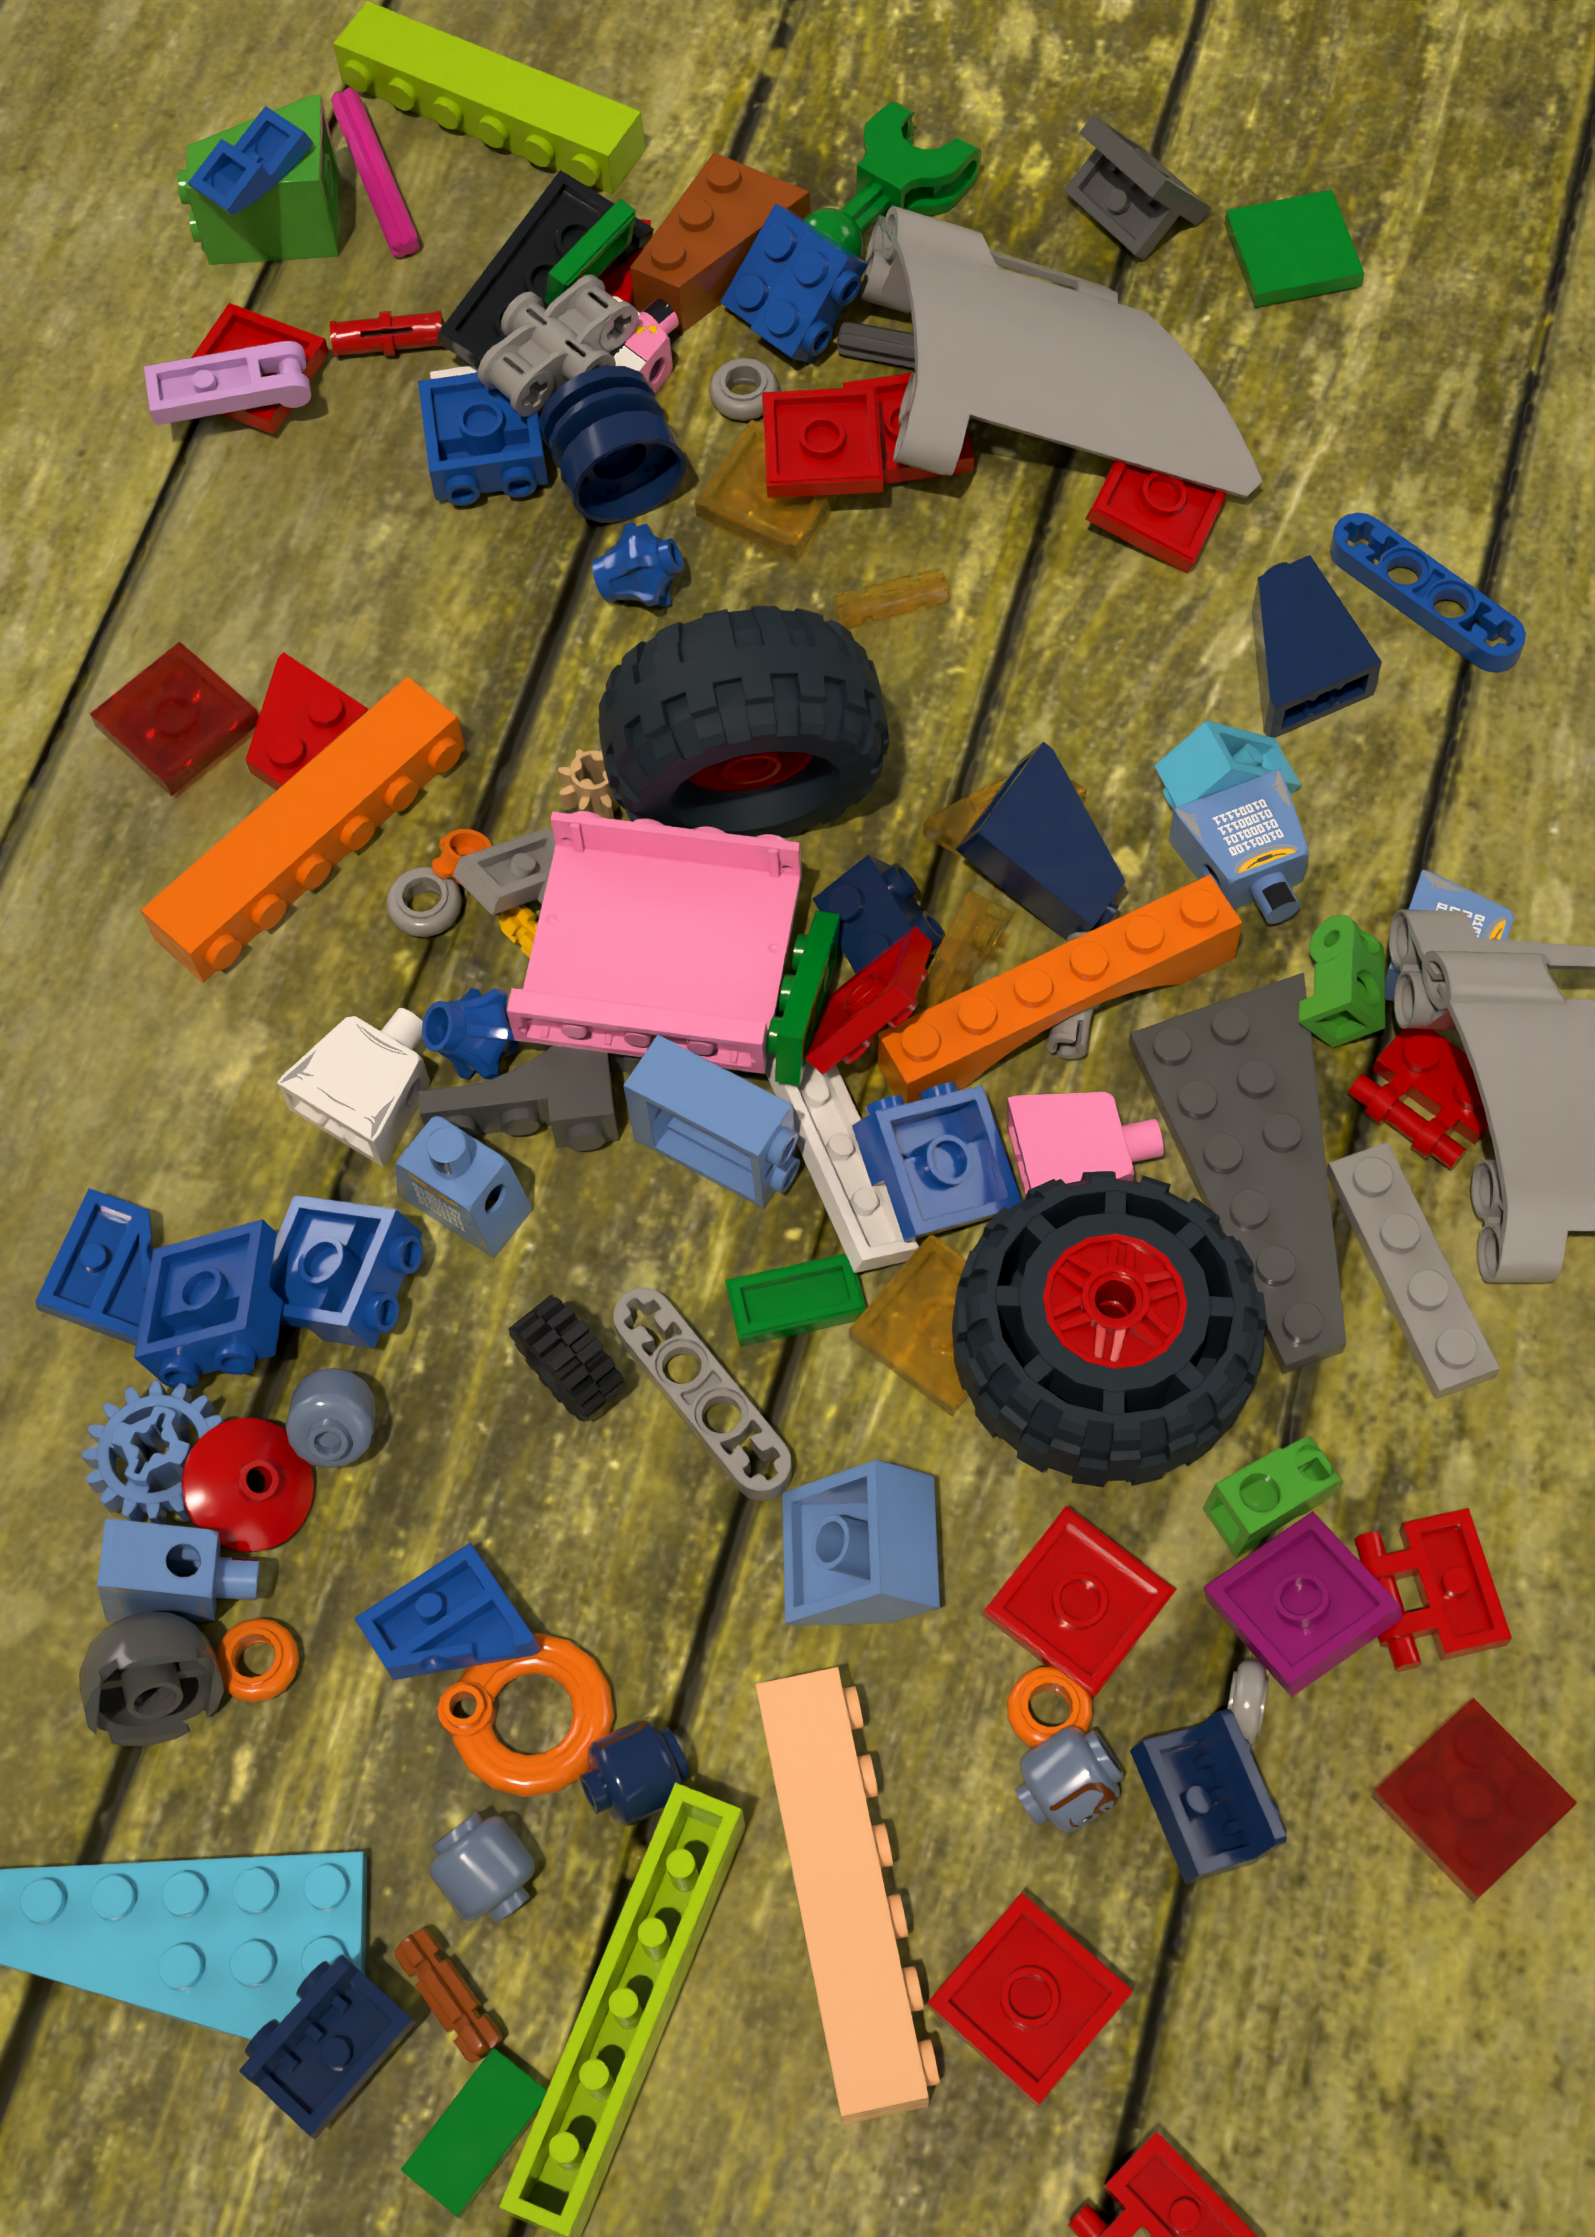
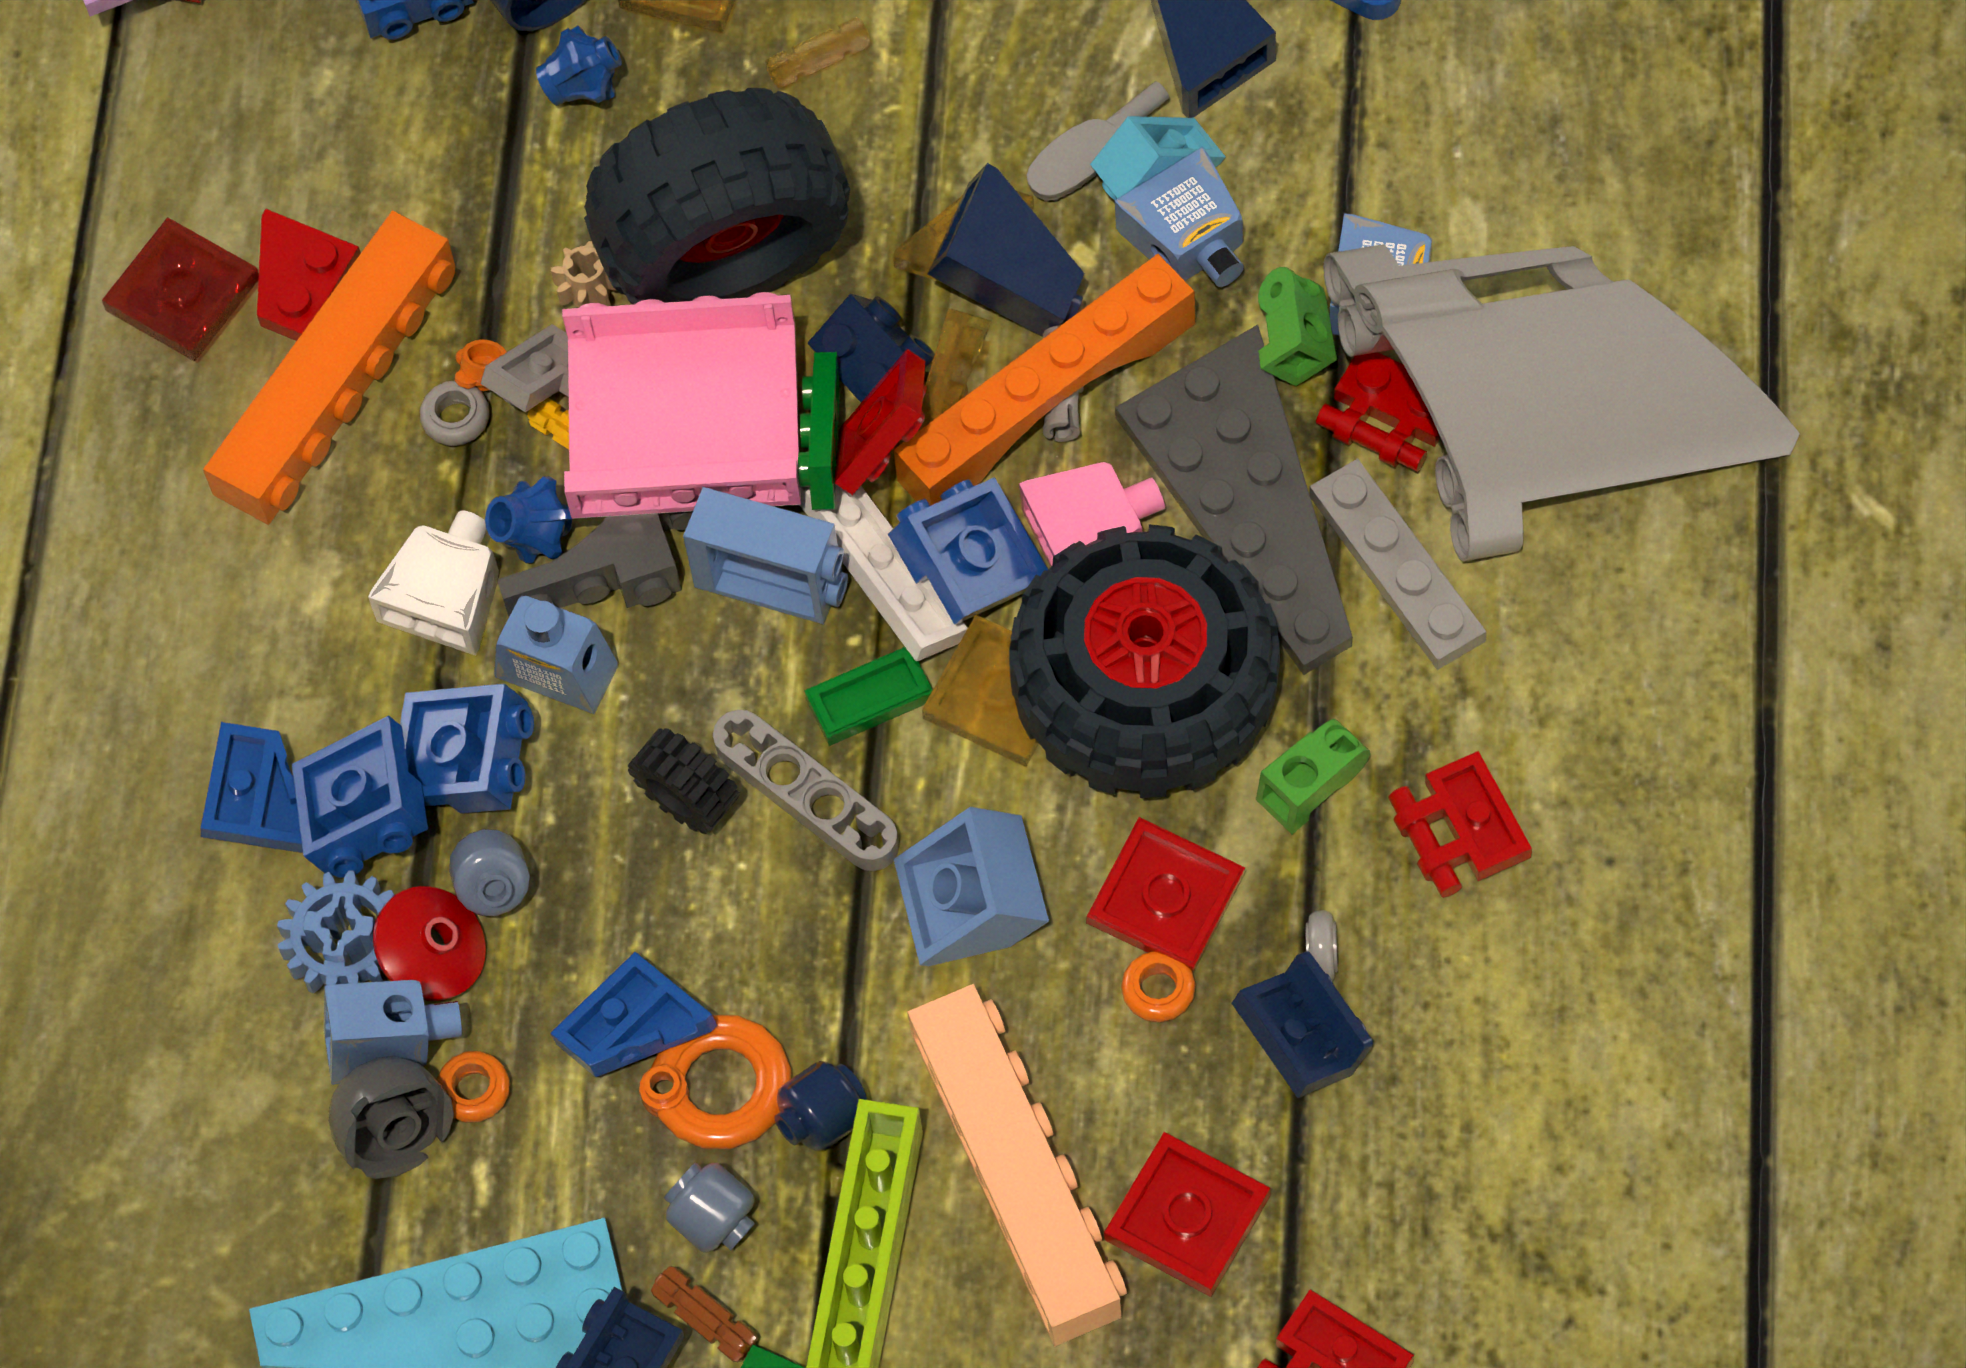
camera: 10 degrees left, 0 degrees up
(1069, 1779) = (1185, 1036): sand blue head -> none
(1130, 757) = (1067, 159): none -> light grey piece
(1302, 1603) = (1353, 856): magenta plate -> none
(1473, 1800) = (1523, 985): clear red plate -> none

